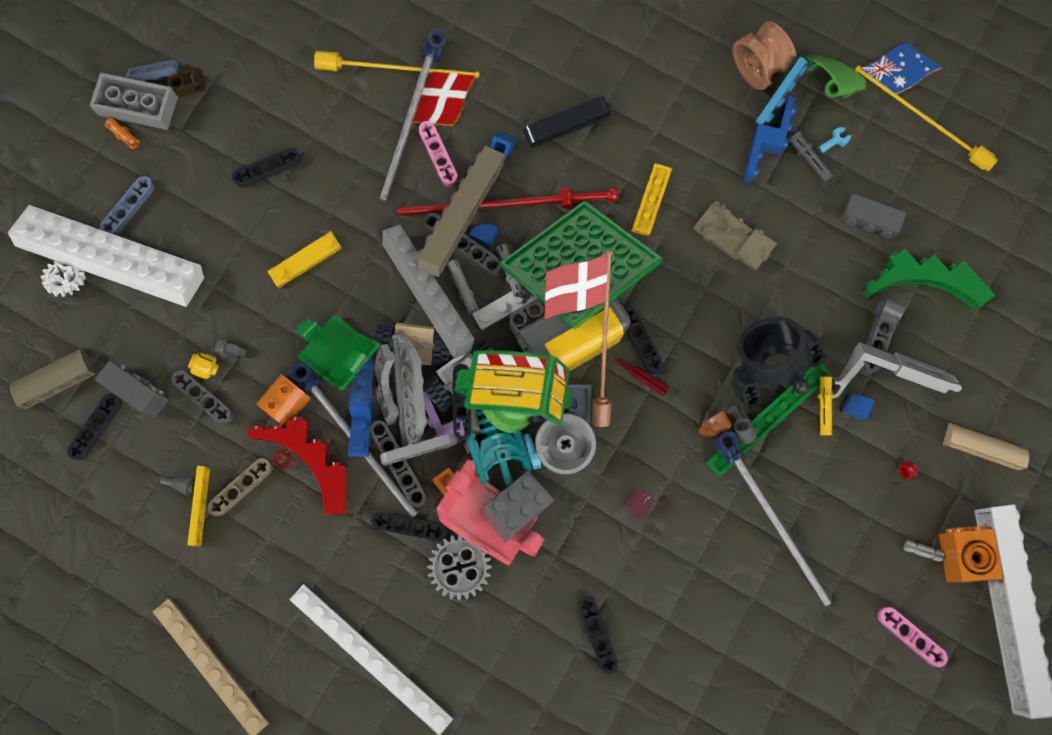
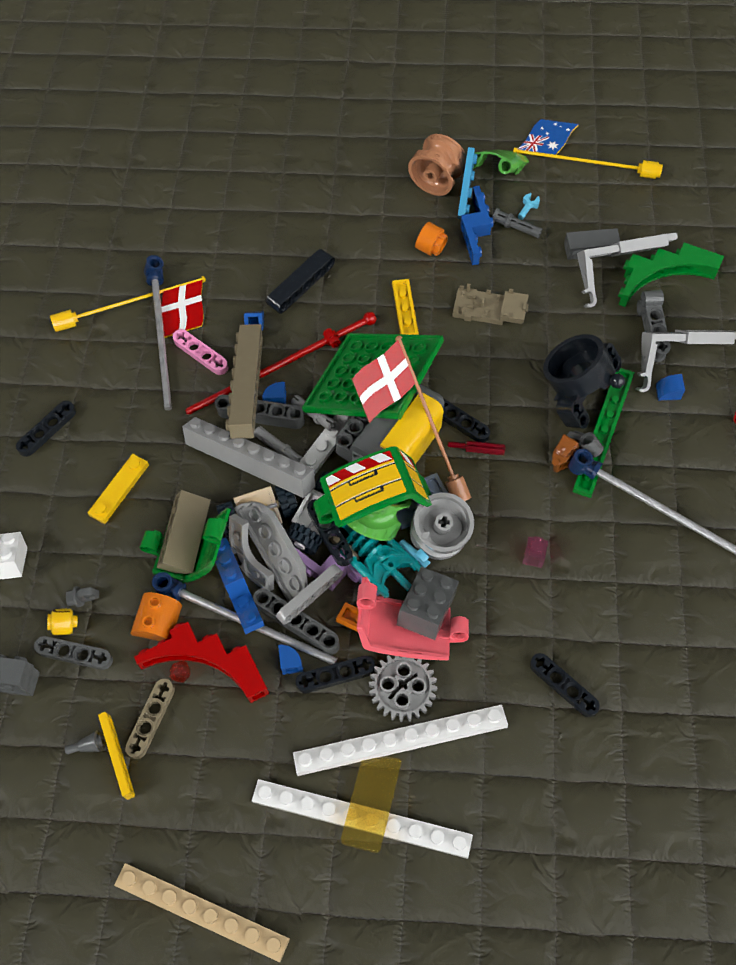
camera: 25 degrees left, 15 degrees down
(339, 335) = (183, 533): none -> dark tan brick
(376, 495) = (289, 660): none -> blue brick
(384, 650) = (371, 803): none -> clear yellow piece
(435, 611) = (399, 740): none -> white plate
(715, 137) = (431, 239): none -> orange piece
(825, 405) = (654, 415): yellow pin -> none
(892, 239) = (616, 249): none -> hinge

